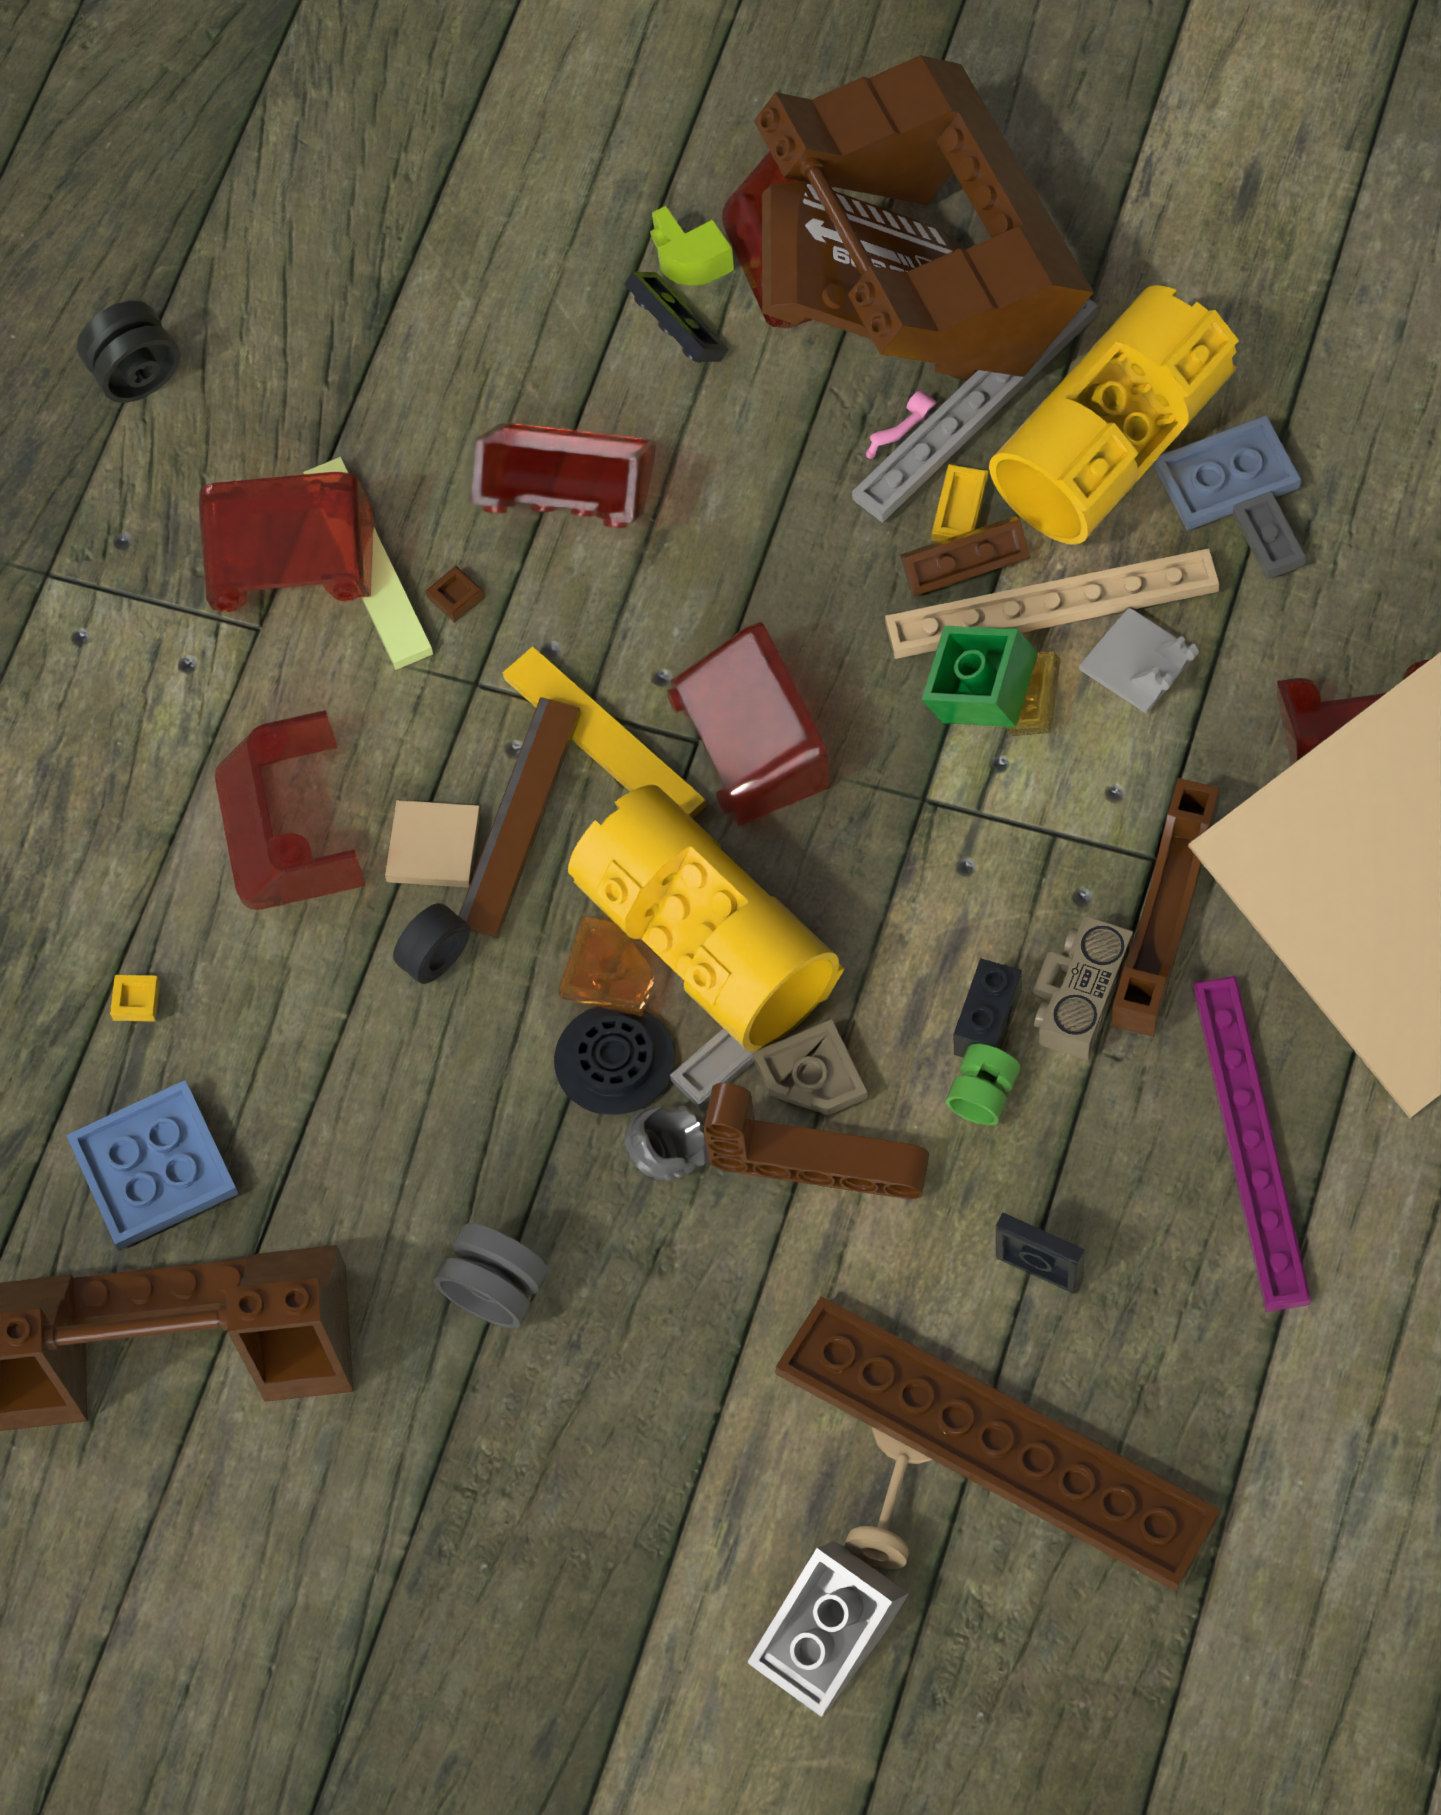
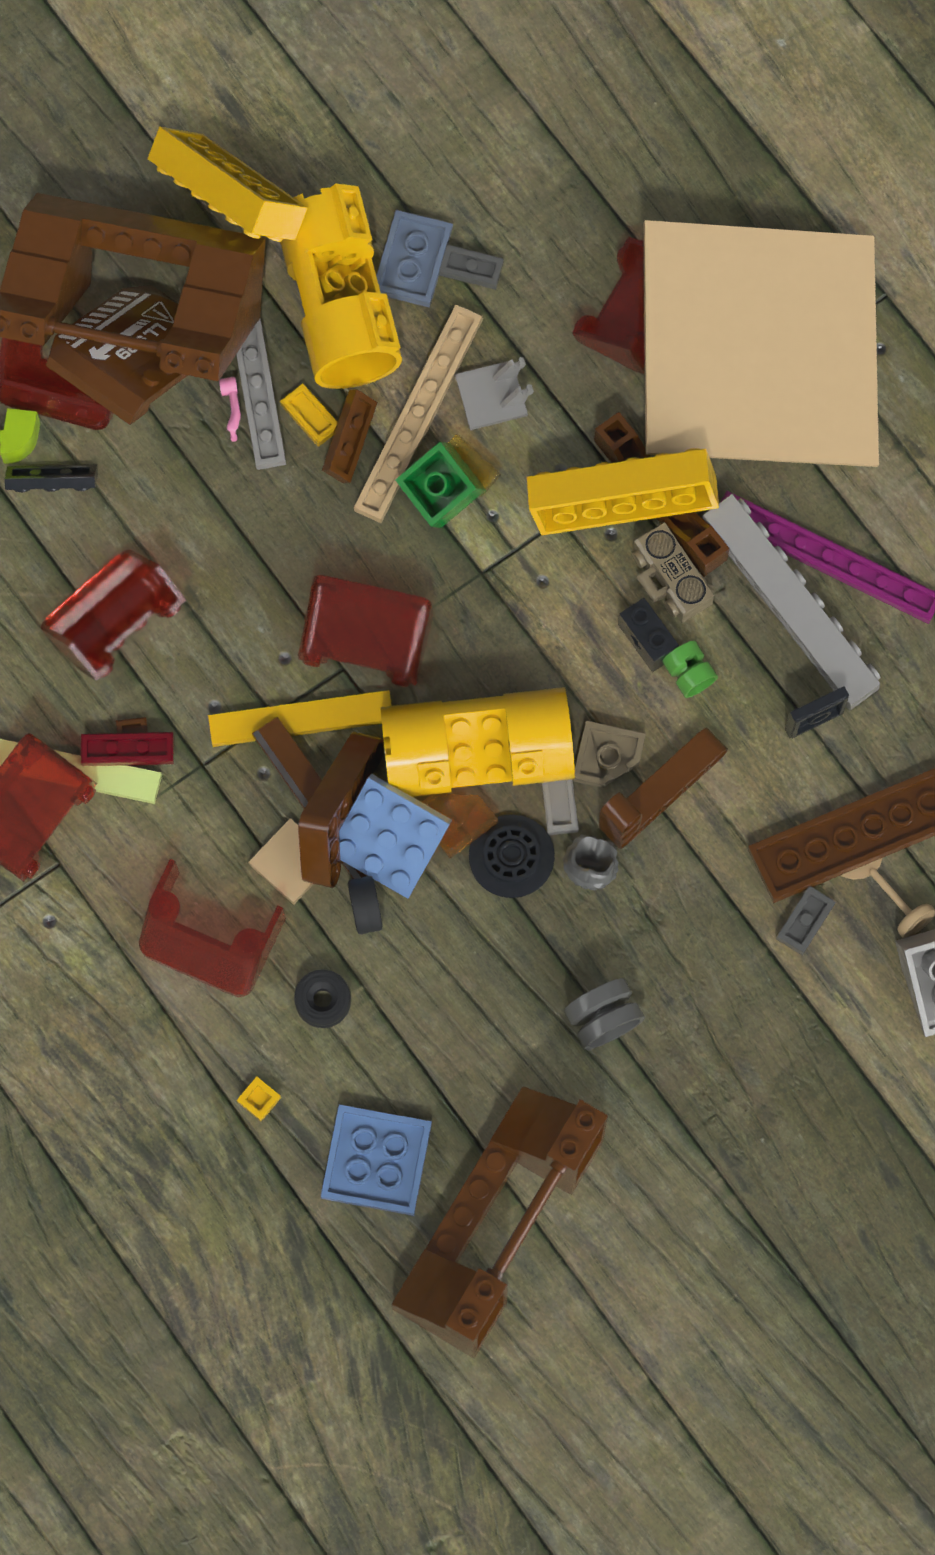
camera: 60 degrees left, 10 degrees up
(293, 958) = (322, 981): none -> black tyre
(430, 596) = (127, 749): none -> dark red tile
(500, 816) = (331, 805): none -> reddish brown beam
(523, 906) = (390, 835): none -> medium blue plate
(782, 1424) = (805, 920): none -> dark grey plate
(1125, 856) = (623, 491): none -> yellow brick
(1129, 223) = (227, 184): none -> yellow brick
(1154, 1137) = (791, 602): none -> light grey brick

